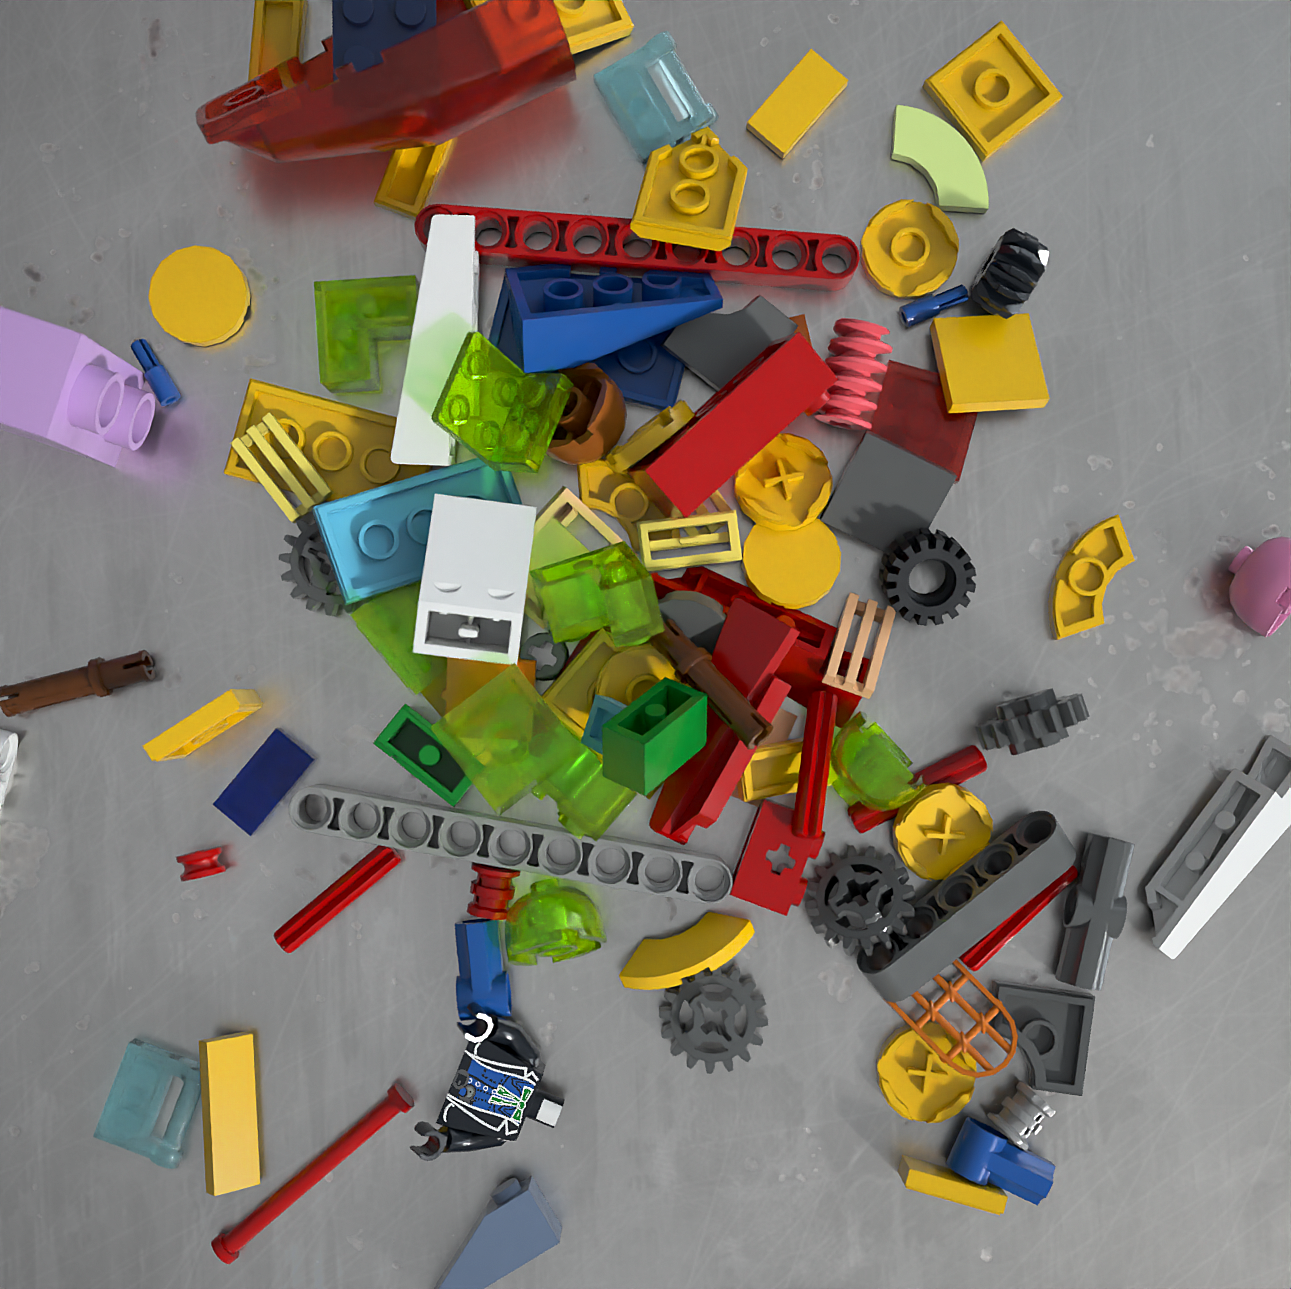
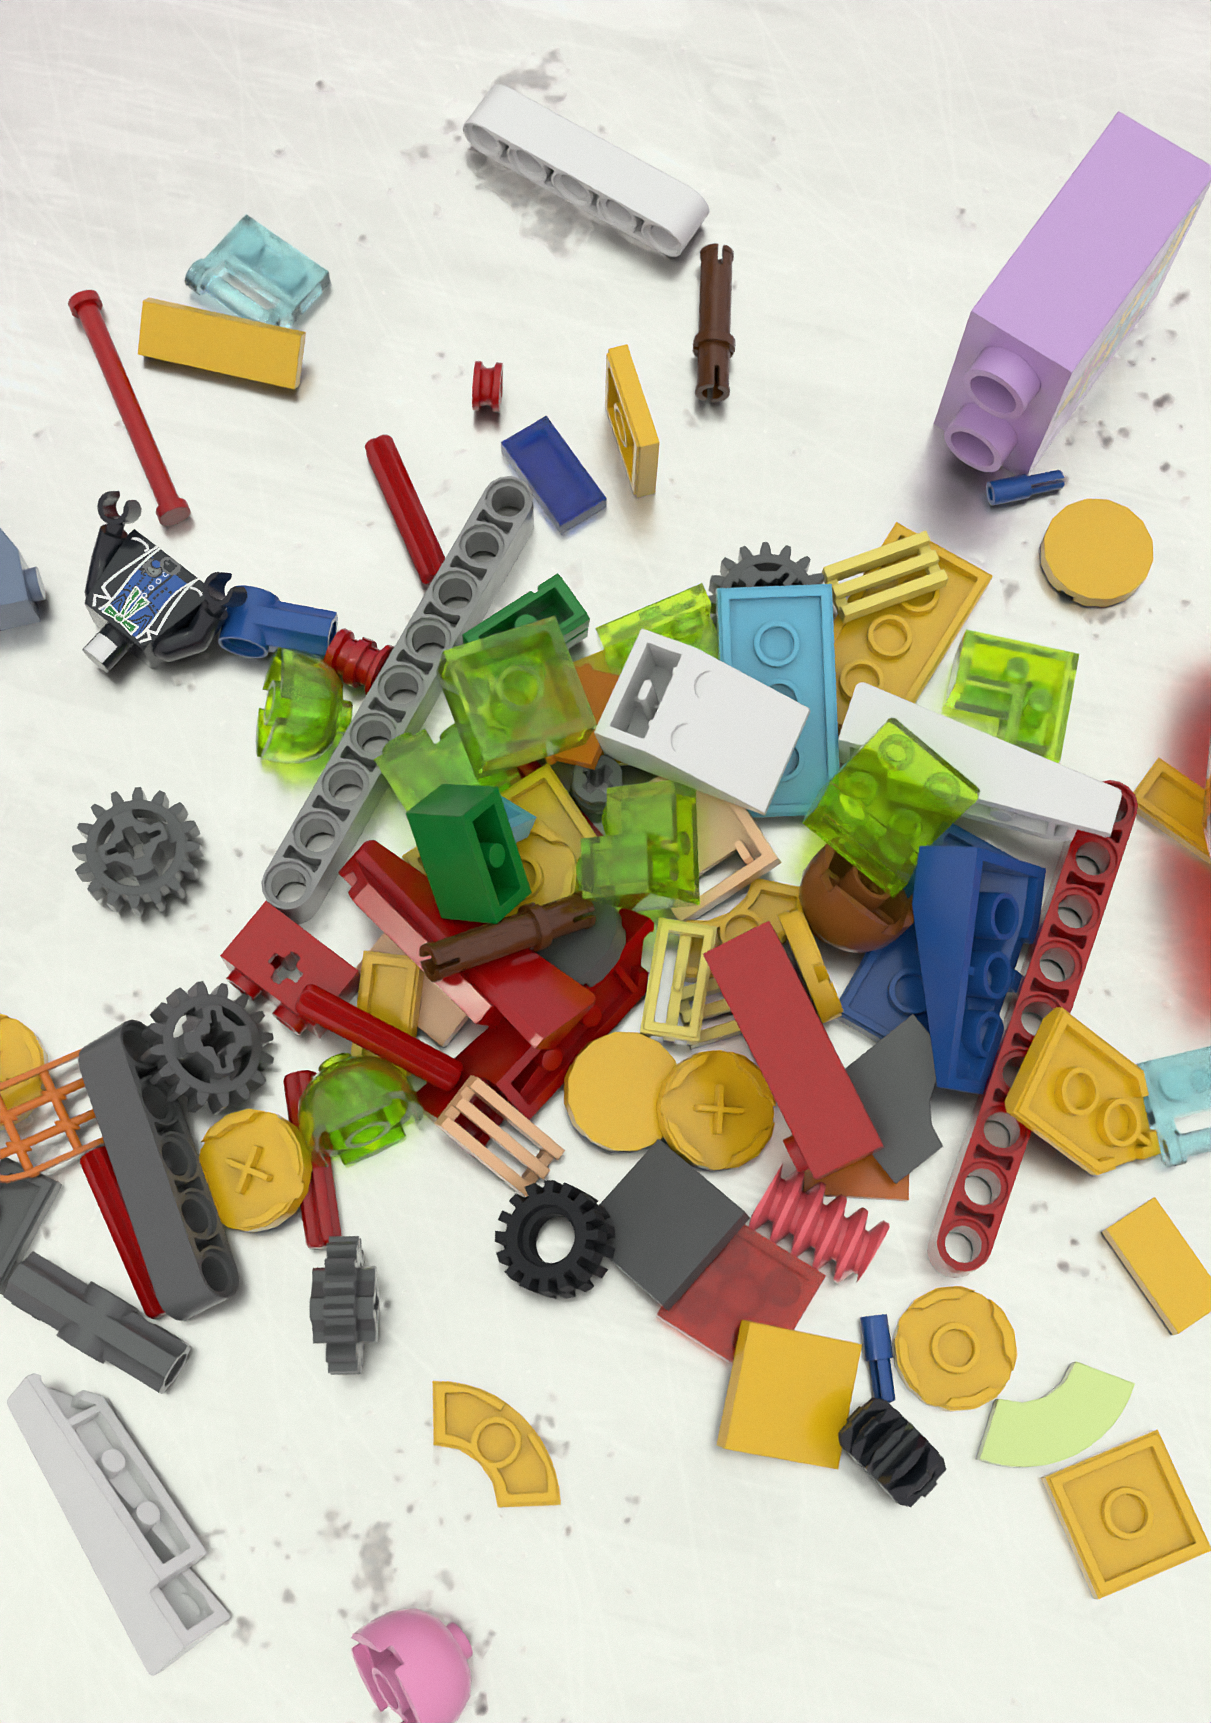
camera: 105 degrees right, 15 degrees down
(667, 960) = (218, 860): yellow tile -> none

